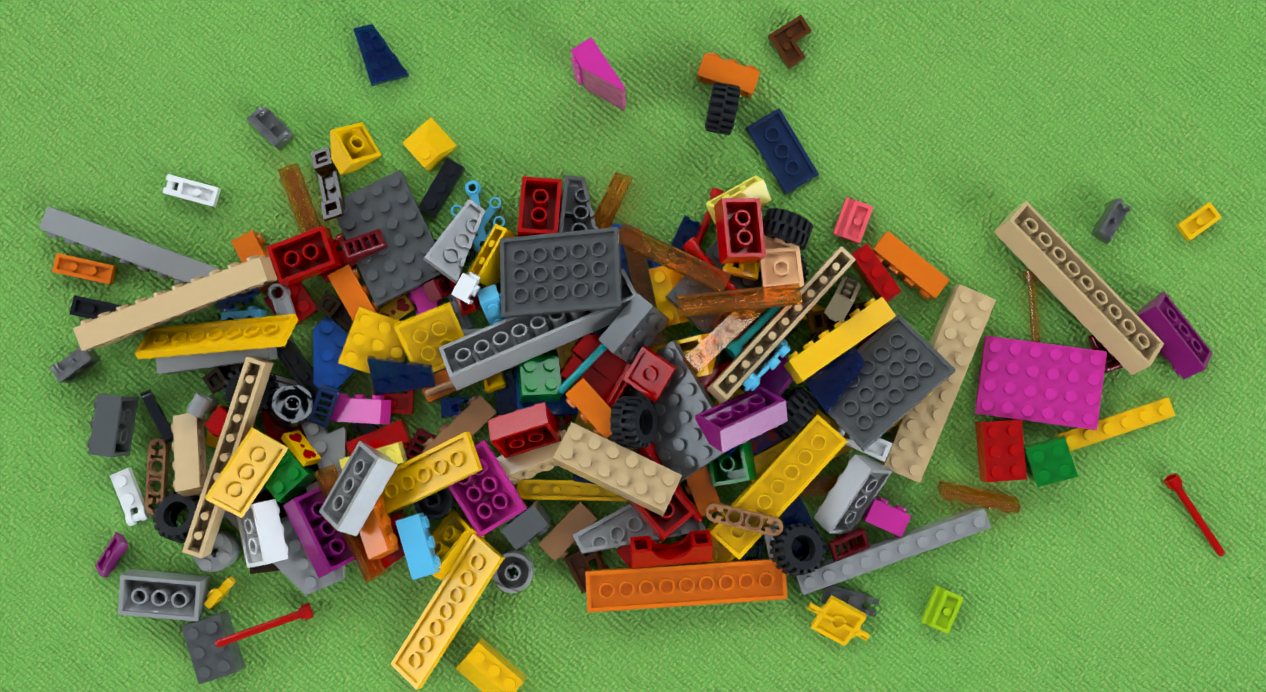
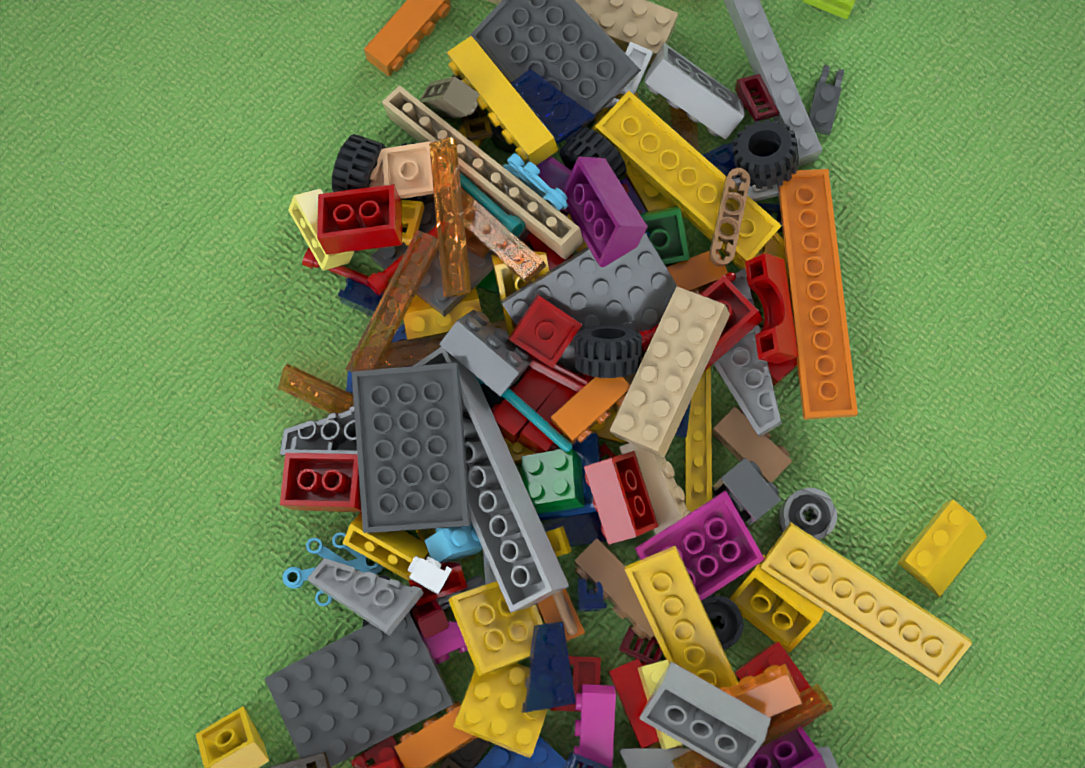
camera: 90 degrees left, 10 degrees down
(353, 242) = (381, 726): dark red slope -> none
(364, 428) = (620, 725): black tile -> none
(378, 59) = (108, 711): clear blue wing -> none
(398, 308) = (456, 678): yellow tile -> none
(418, 546) = (779, 637): medium azure brick -> none
(429, 144) = (230, 639): yellow slope -> none
(441, 187) = (291, 621): black plate -> none
(579, 563) = (798, 431): reddish brown plate -> none
(596, 74) = (147, 399): dark pink slope -> none
(722, 108) = (199, 246): black tyre -> none
(728, 71) = (156, 243): orange brick -> none
(782, 151) = (258, 179): dark blue tile -> none
(785, 41) = (116, 174): reddish brown plate -> none
(838, 620) = (852, 111): yellow plate -> none
(852, 220) = (349, 93): coral plate -> none
(874, 274) = (417, 66): red brick -> none
(887, 517) = (721, 54): dark pink brick -> none

